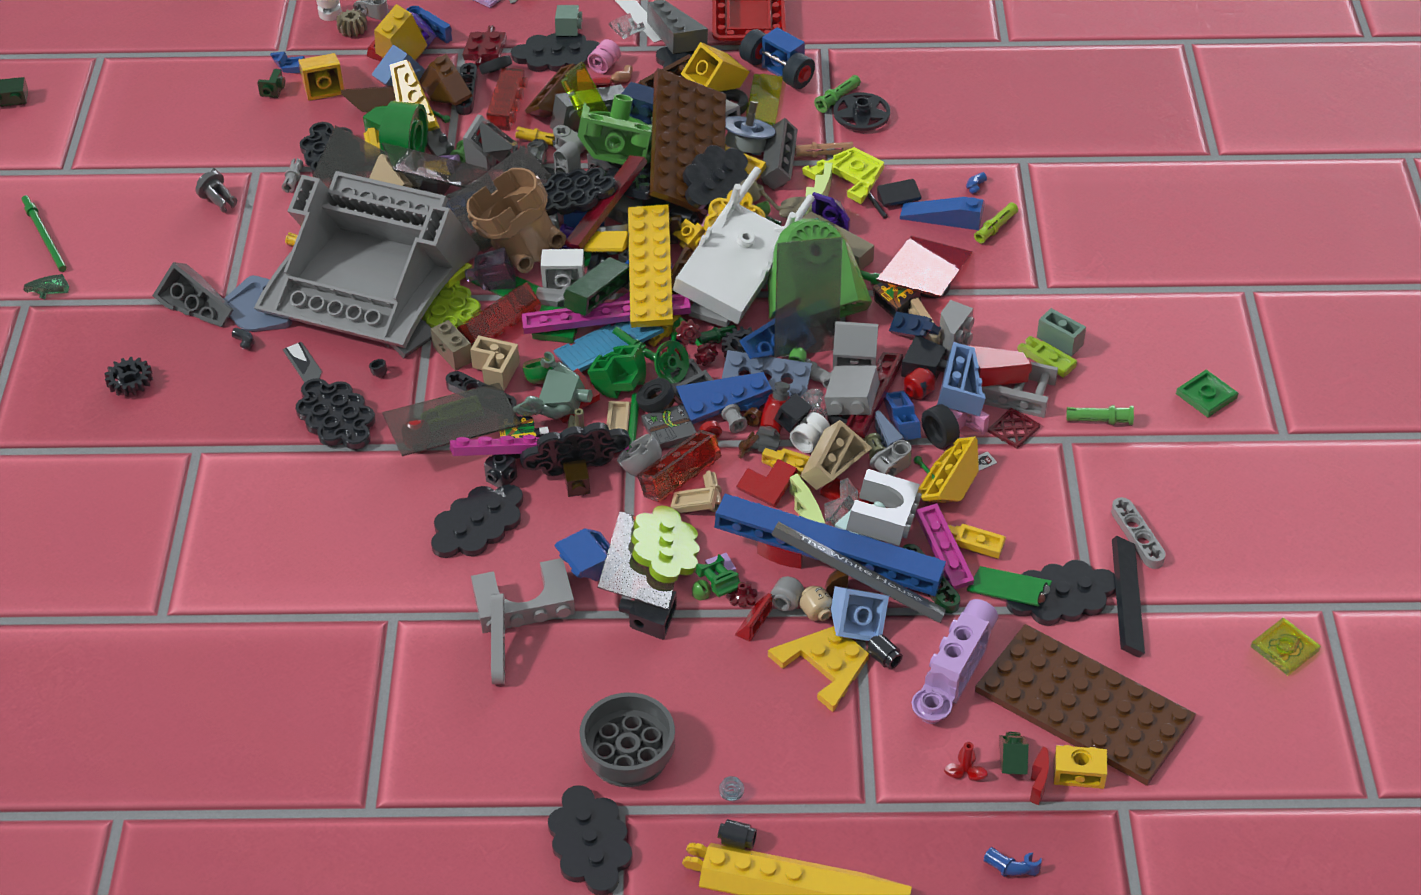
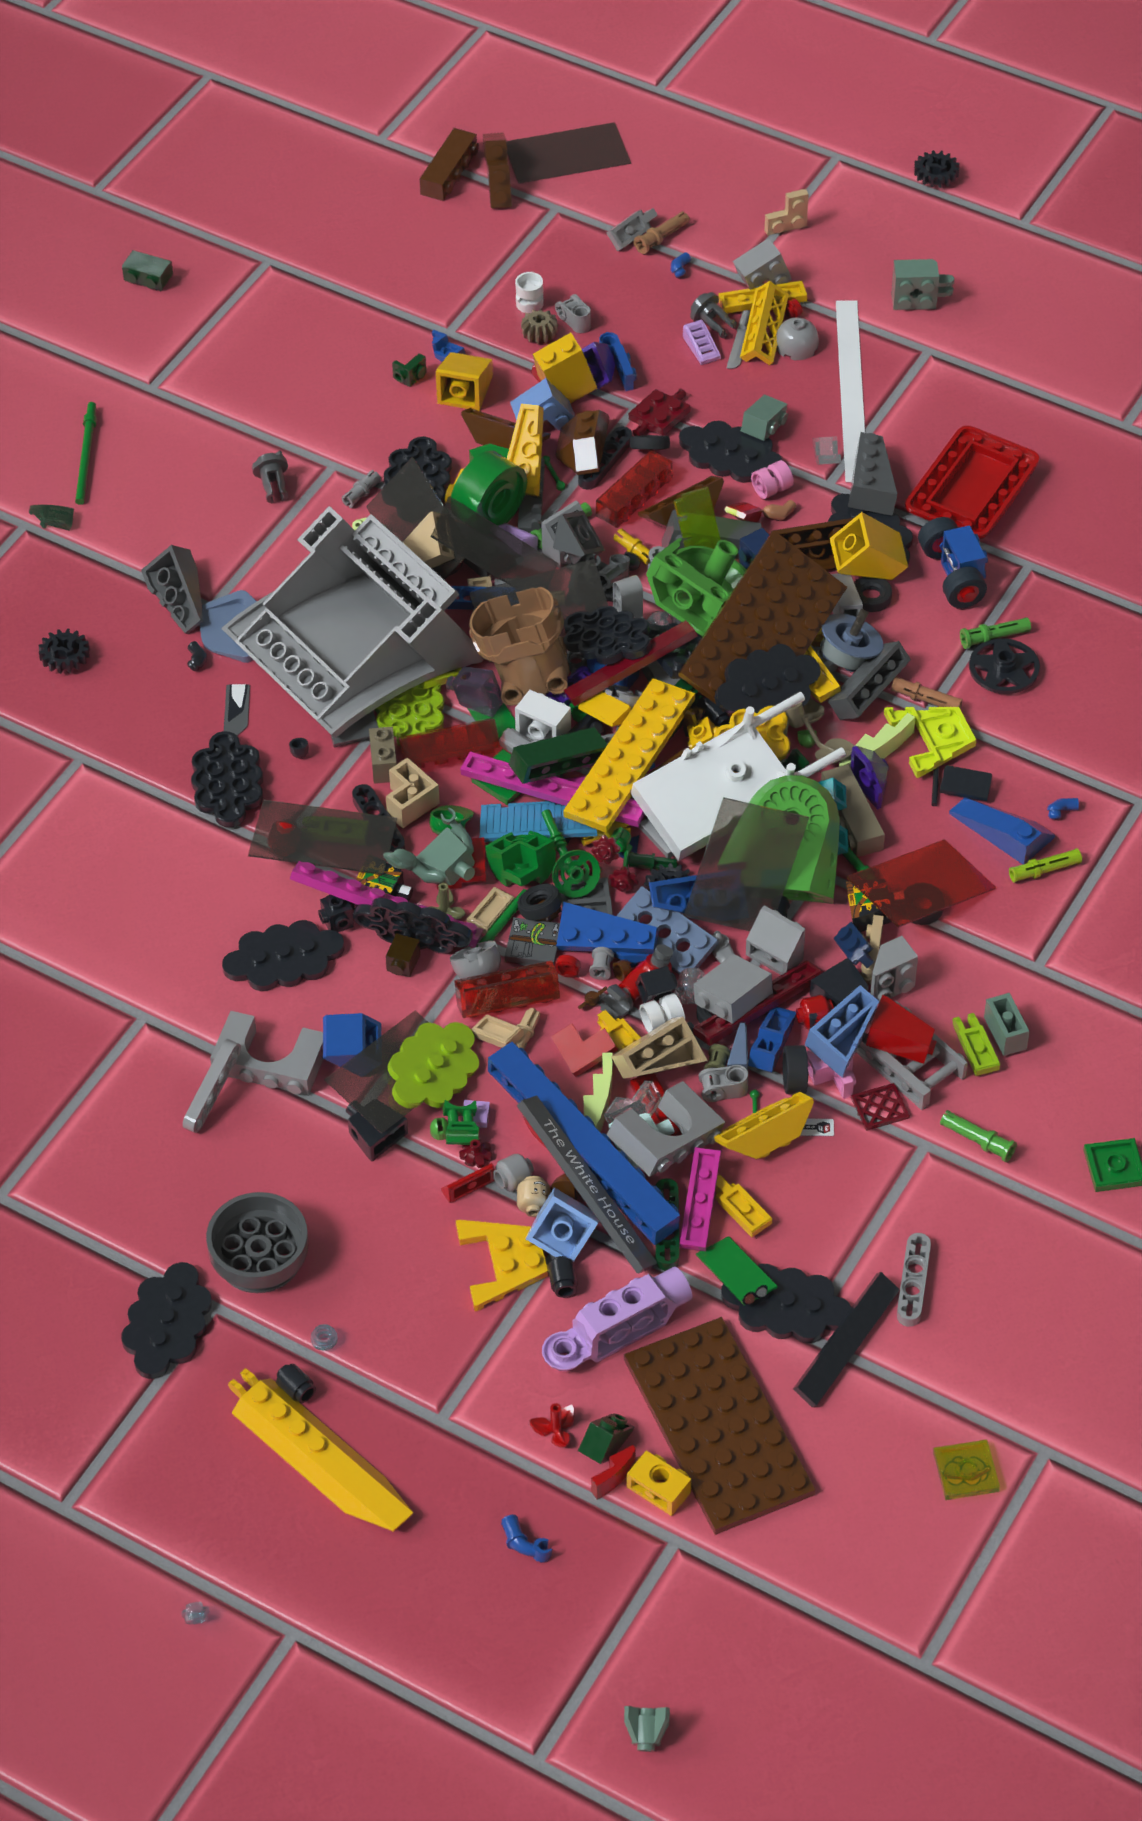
camera: 30 degrees right, 5 degrees up
(766, 92) = (910, 605): clear neon green windscreen -> none
(798, 354) = (709, 924): bright green hinge -> none

